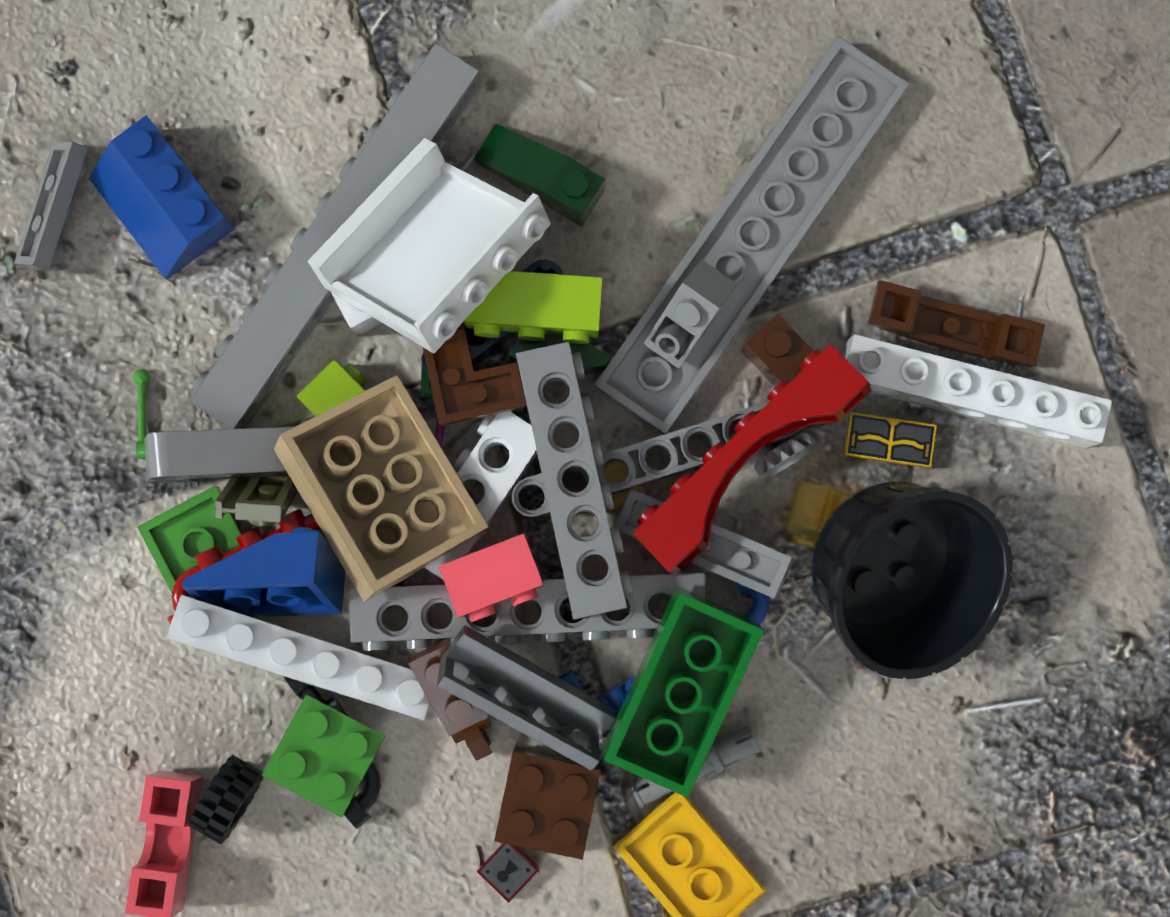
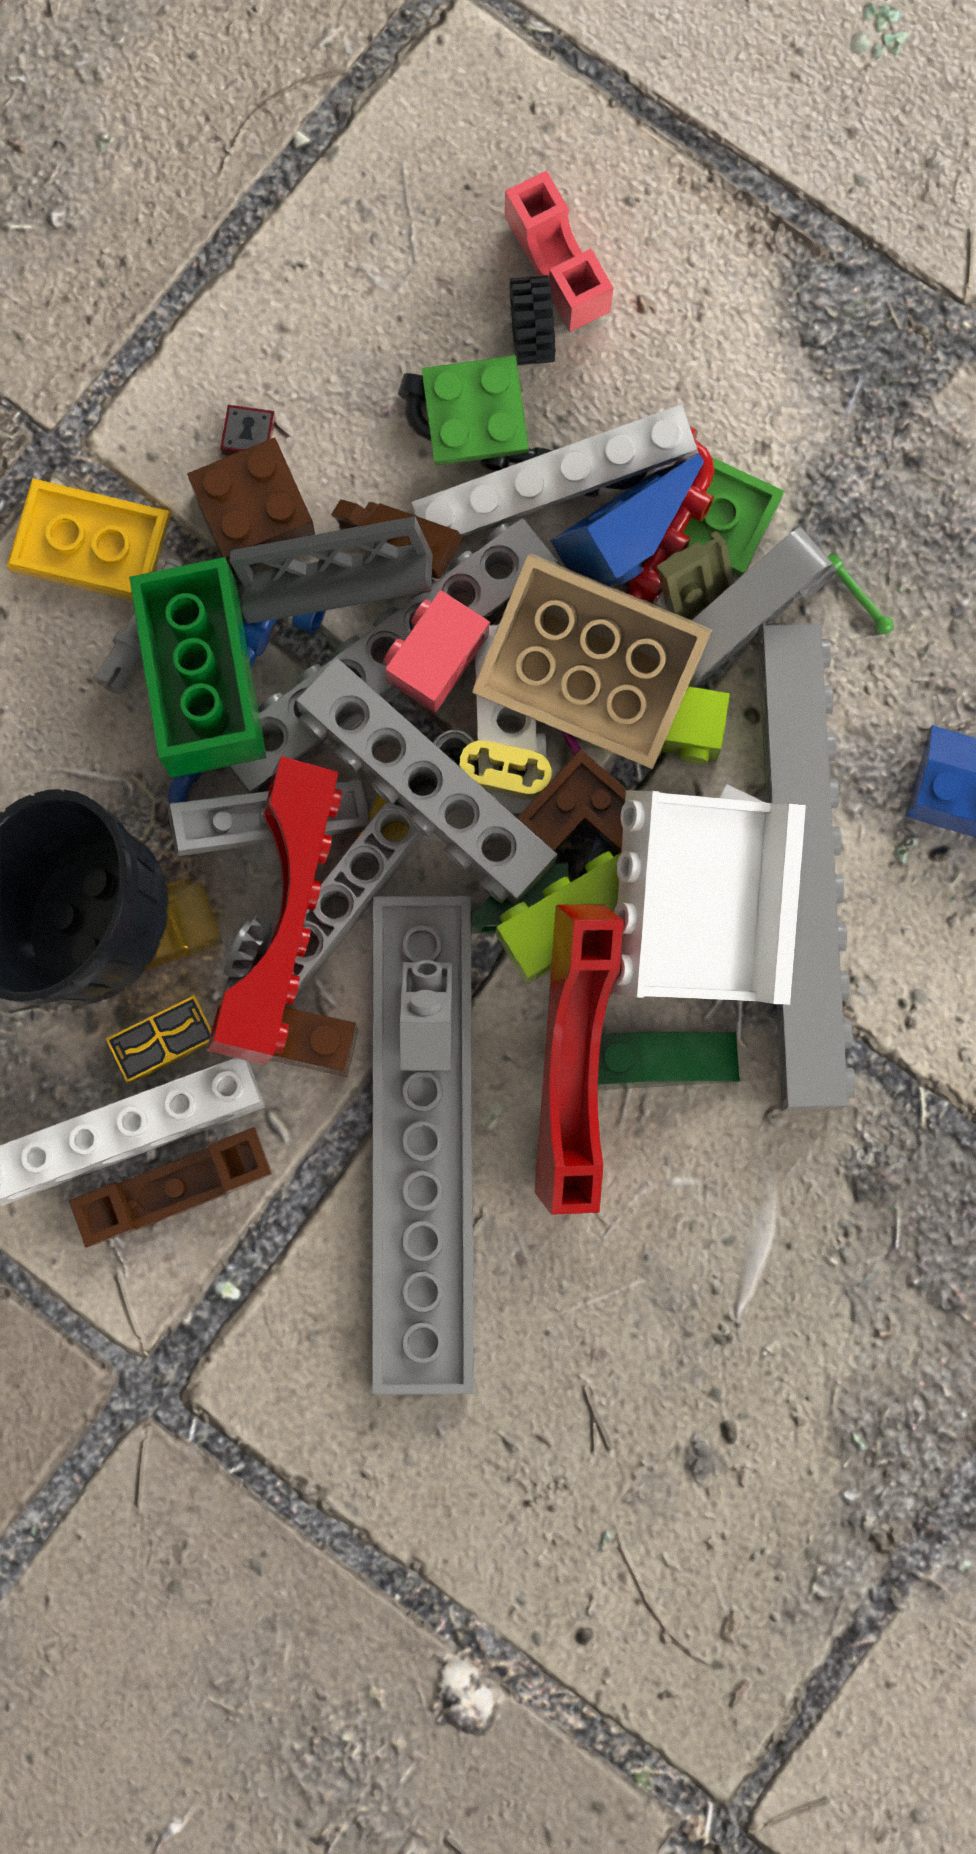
camera: 145 degrees right, 5 degrees down
(512, 444) = (508, 758): none -> light yellow beam
(562, 246) = (581, 980): none -> red arch

